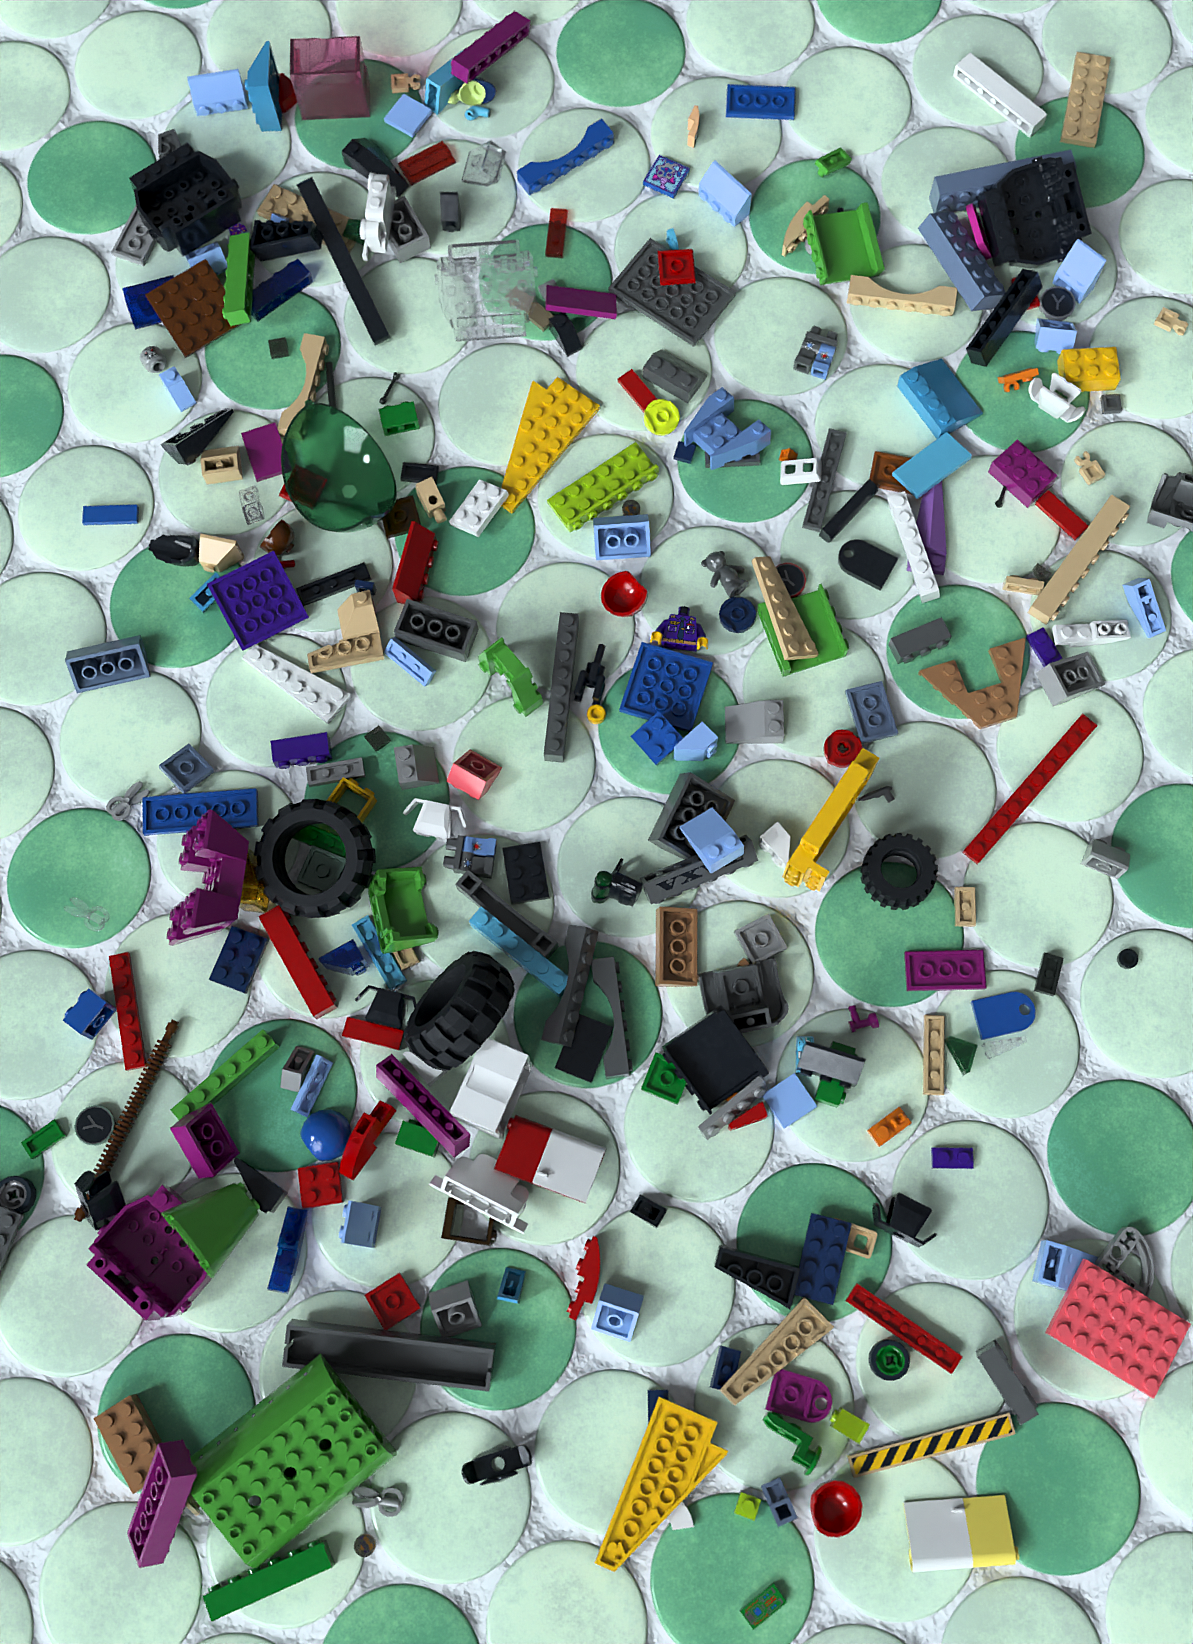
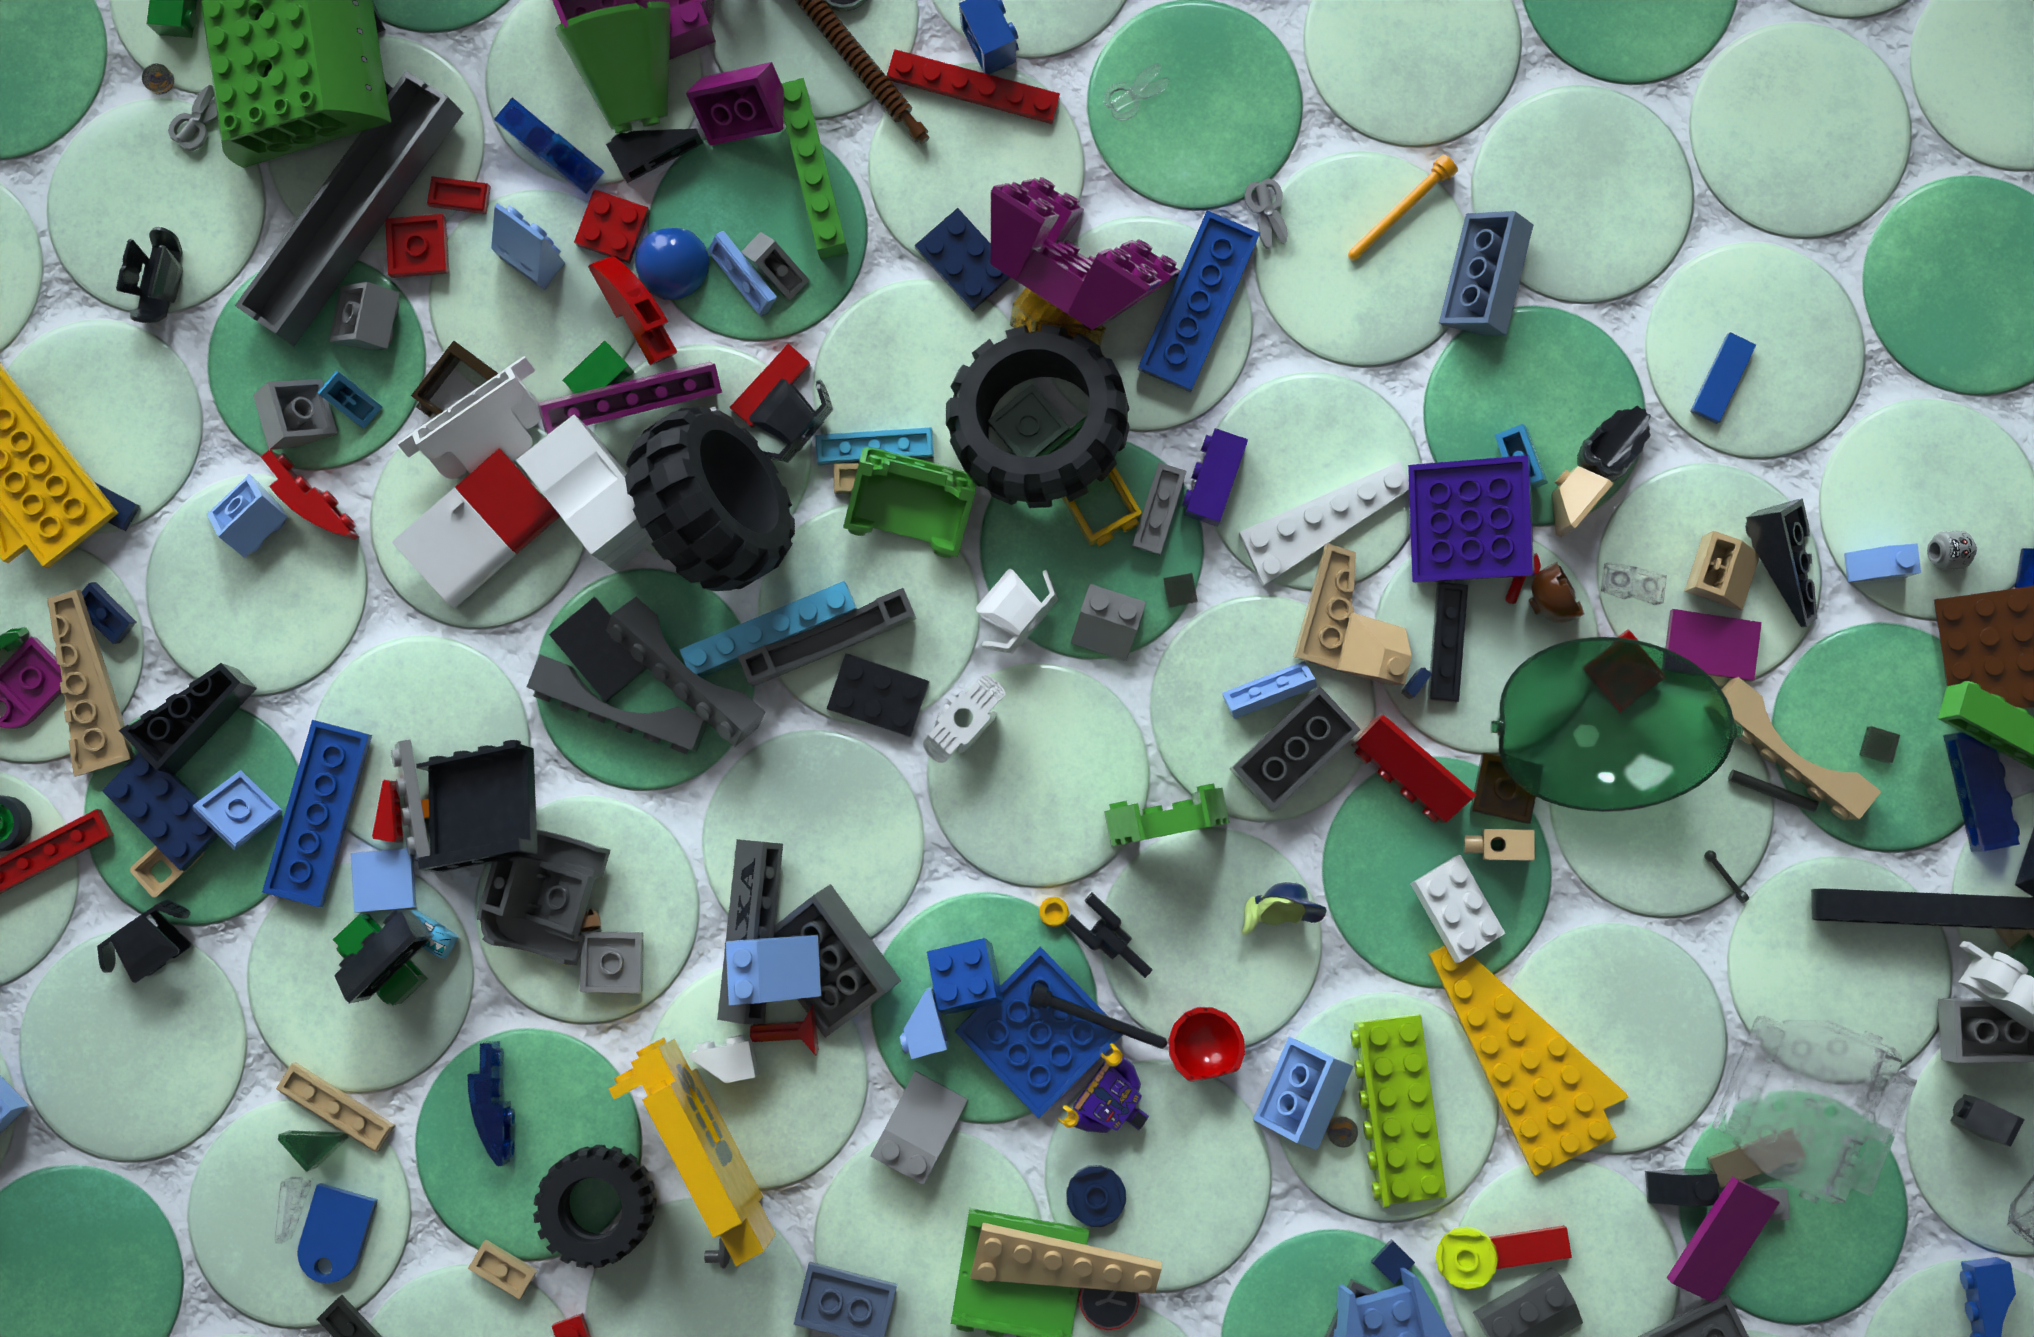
camera: 120 degrees right, 10 degrees up
(55, 716) = (1443, 170): none -> light orange piece
(186, 768) = (1271, 309): sand blue plate -> none
(297, 962) = (914, 332): red brick -> none
(346, 959) = (879, 395): clear blue slope -> none
(347, 1295) = (458, 195): none -> red tile
(399, 418) = (1666, 864): green brick -> none
(418, 472) = (1561, 851): black tile -> none
(472, 855) = (939, 622): dark grey hips -> none
(473, 774) = (1054, 695): coral slope -> none
(525, 596) = (1281, 904): none -> hair
(527, 812) = (947, 735): none -> white piece
(538, 1318) = (294, 413): none -> light grey slope
(556, 233) = (1870, 1268): clear red tile -> none
(561, 687) = (1117, 883): dark grey brick -> none
(615, 886) = (786, 805): black piece -> none
(646, 692) = (1042, 998): none -> black piece
(648, 1211) = (343, 621): black slope -> none
(663, 1081) = (497, 724): green plate -> none
(676, 947) = (665, 843): medium nougat slope -> none
(725, 573) = (1166, 1212): dark grey piece -> none
(737, 812) = (801, 1030): none -> red piece
(772, 1162) = (317, 813): none -> blue plate
(797, 1210) = (237, 810): none -> light blue tile
(834, 741) = (820, 1248): red plate -> none
(856, 1023) = (431, 1027): magenta piece -> none
(883, 960) = (491, 1116): none -> clear blue slope
(889, 1126) = (278, 992): orange plate -> none
(945, 970) = (435, 1190): magenta tile -> none
(952, 1158) = (193, 1051): dark purple plate -> none

